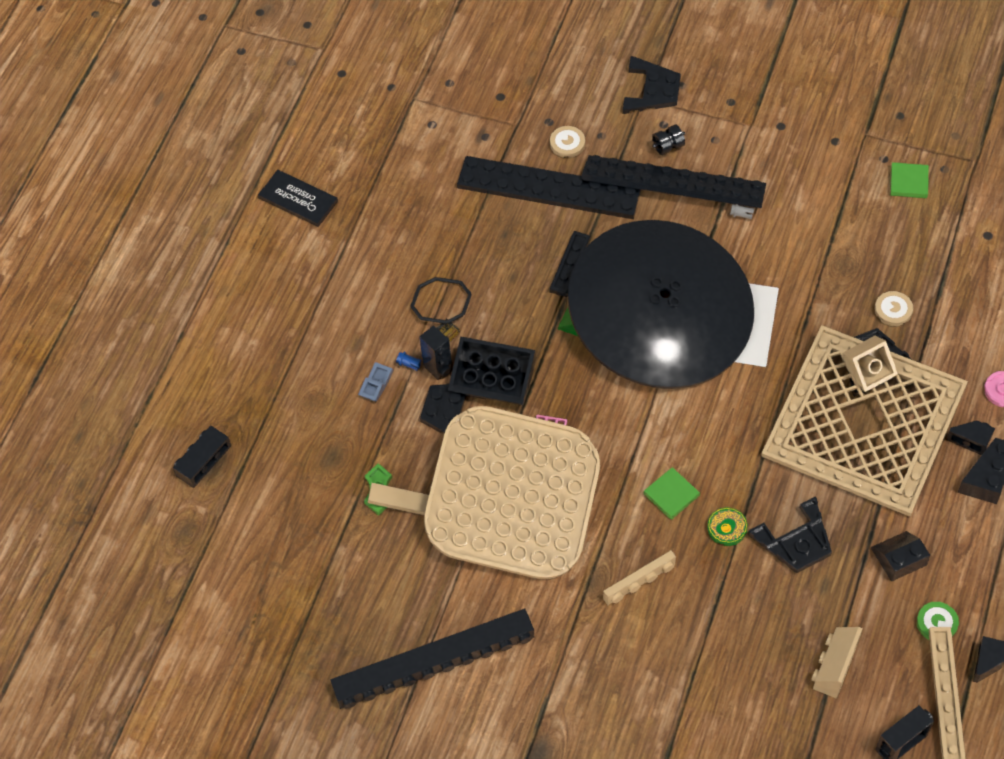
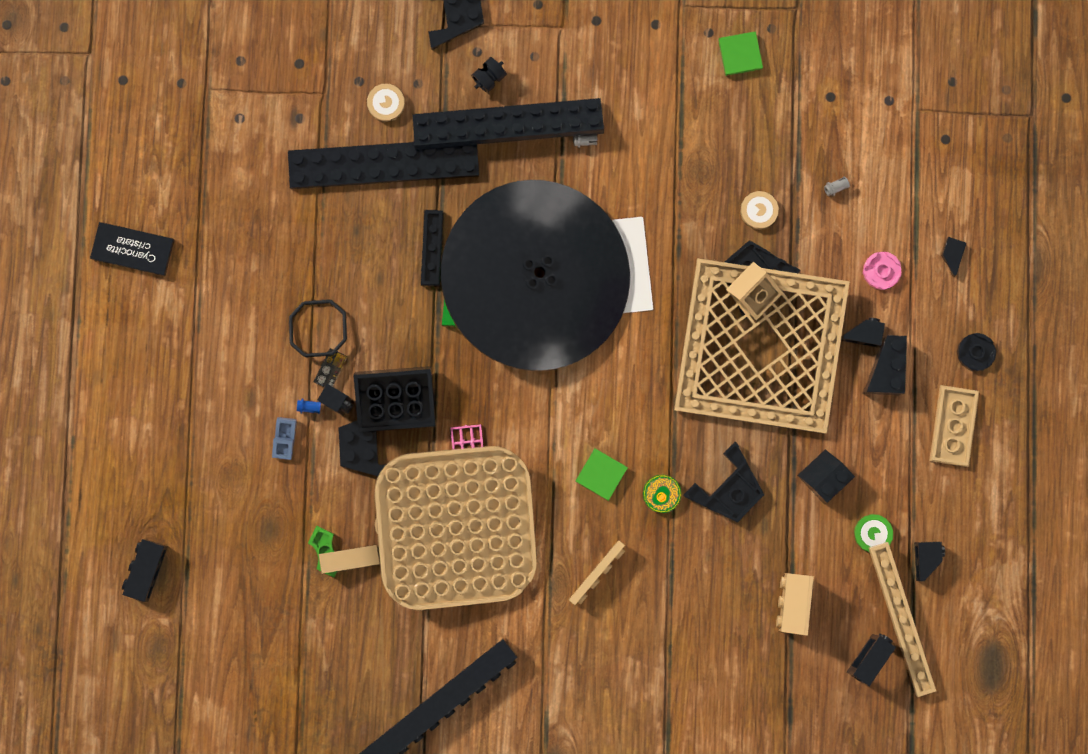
camera: 25 degrees left, 25 degrees up
(975, 306) = (836, 186): none -> light grey pin

